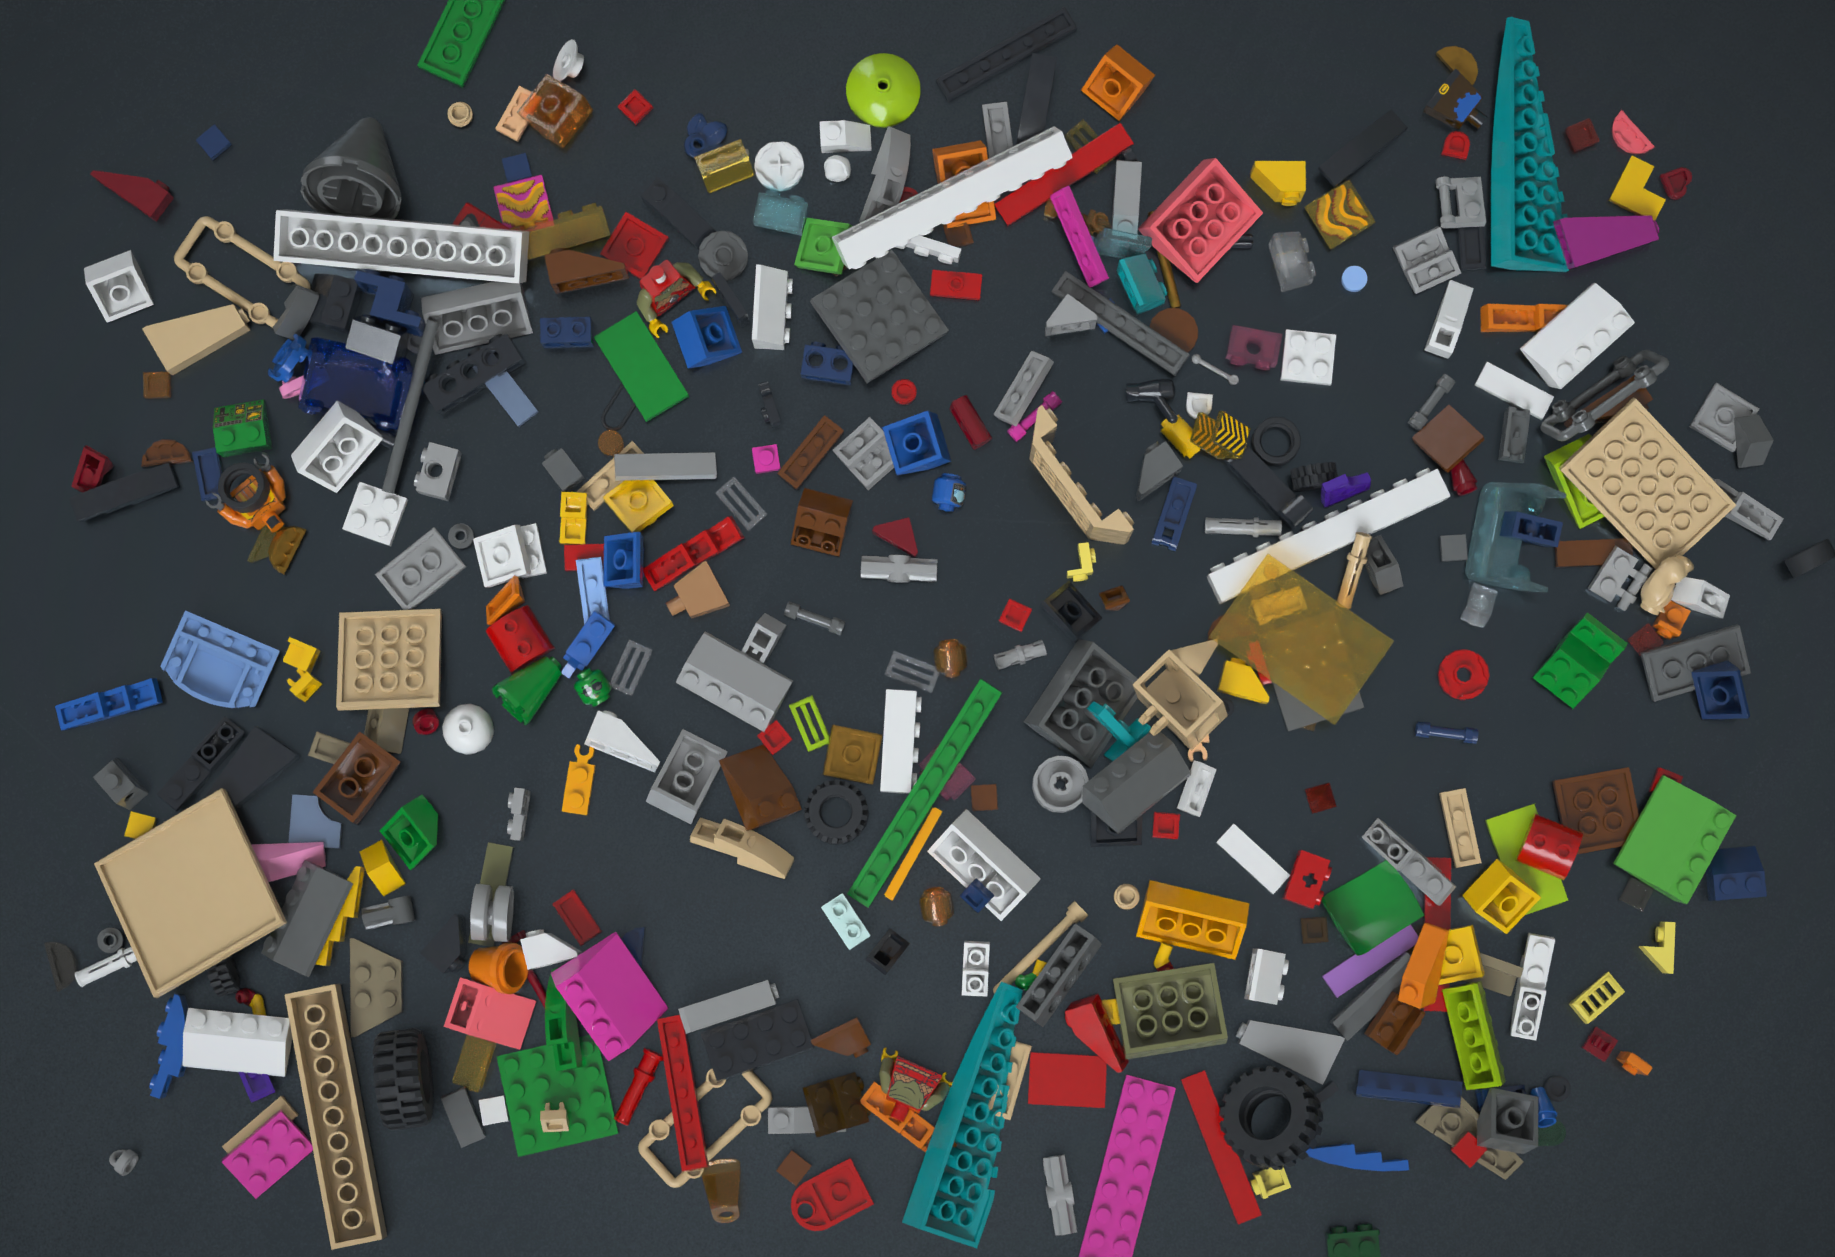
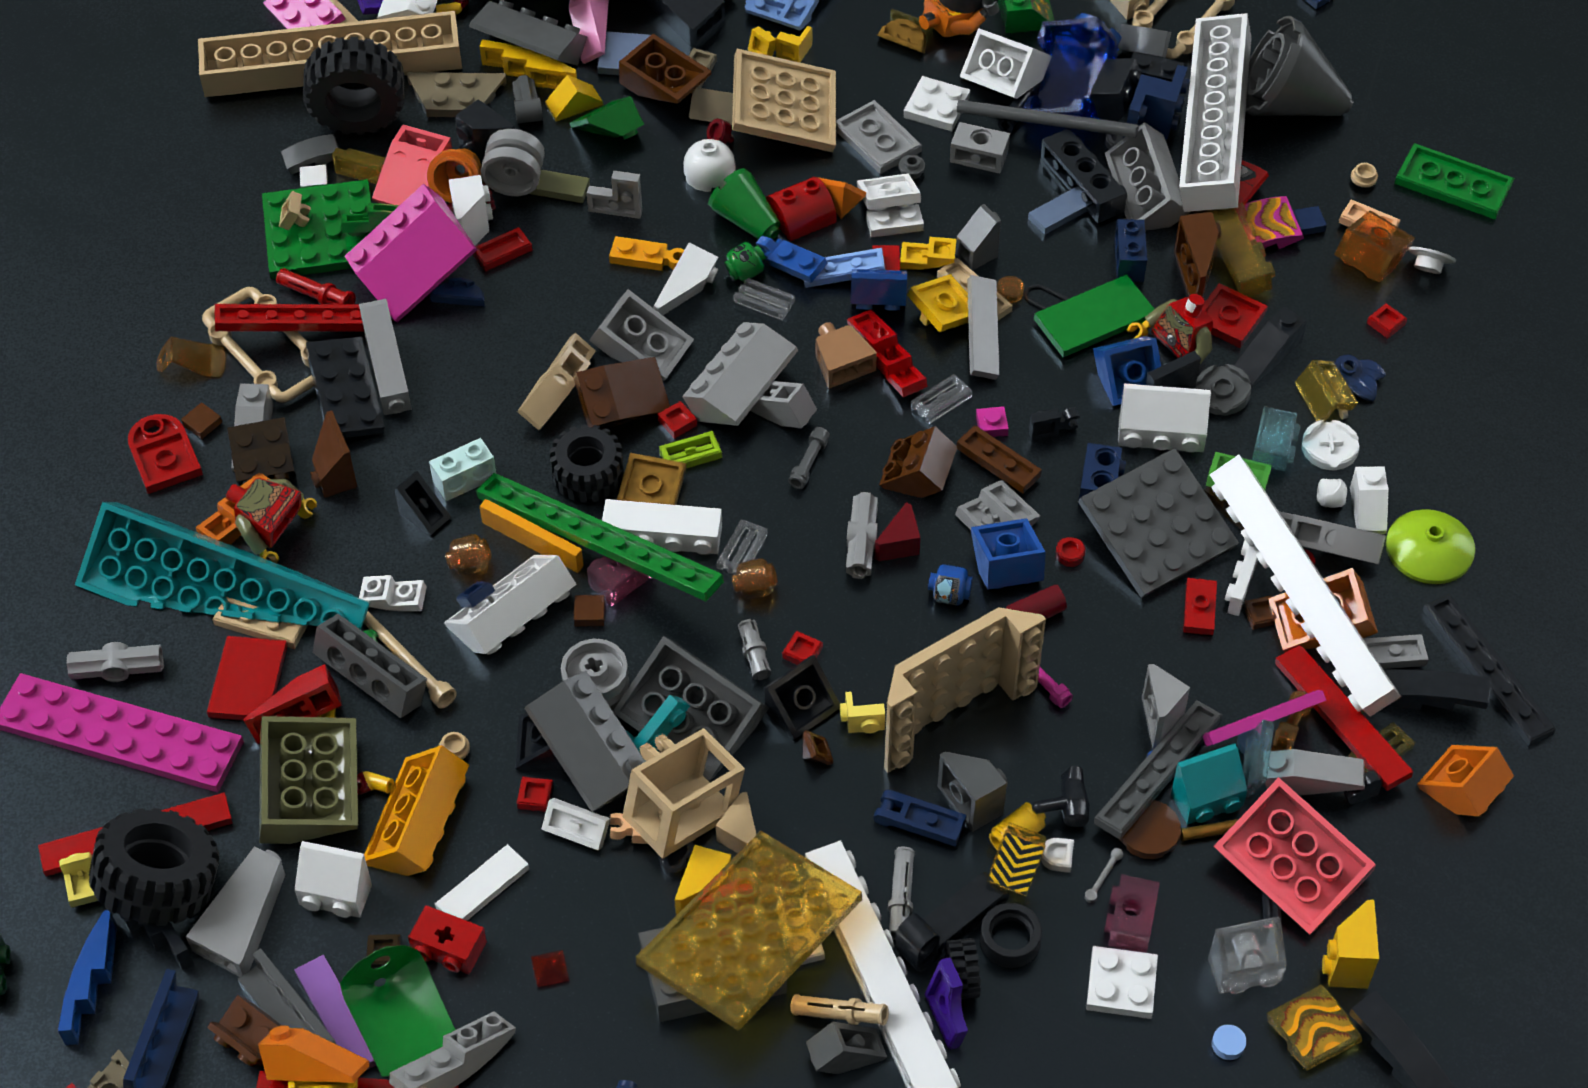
camera: 90 degrees right, 30 degrees down
(1023, 388) = (1079, 667): light grey plate -> none

